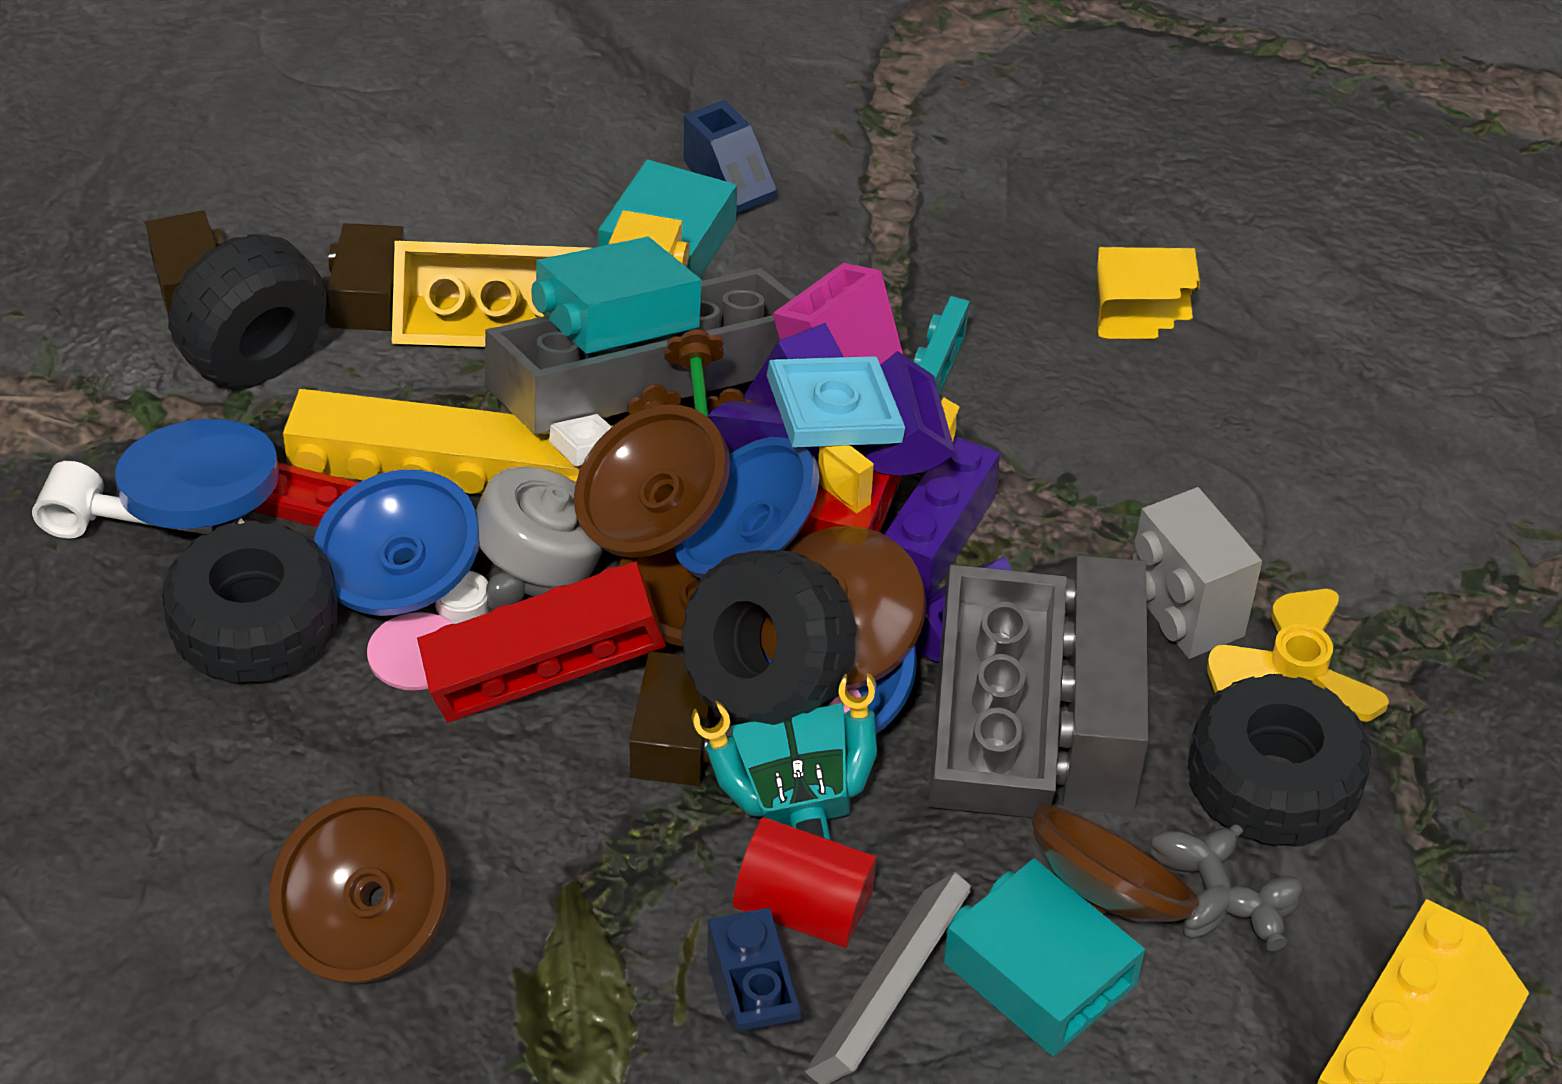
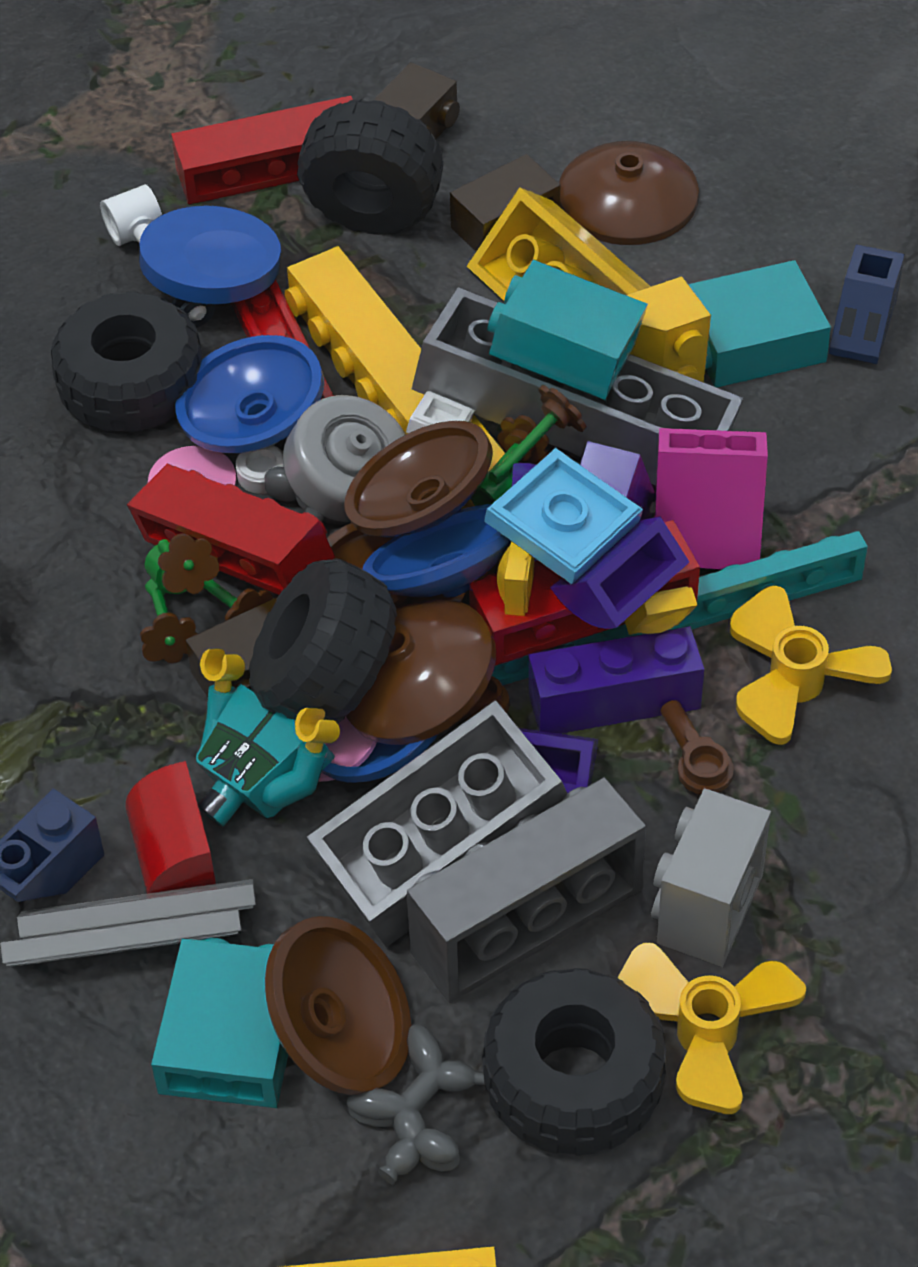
camera: 55 degrees right, 5 degrees up
(102, 375) = (244, 152): none -> red brick
(435, 201) = (629, 192): none -> reddish brown dish
(523, 713) = (180, 568): none -> reddish brown plant
(866, 952) = (136, 909): none -> light grey tile
(1020, 412) = (797, 663): none -> yellow piece
(1058, 522) = (702, 760): none -> reddish brown plate

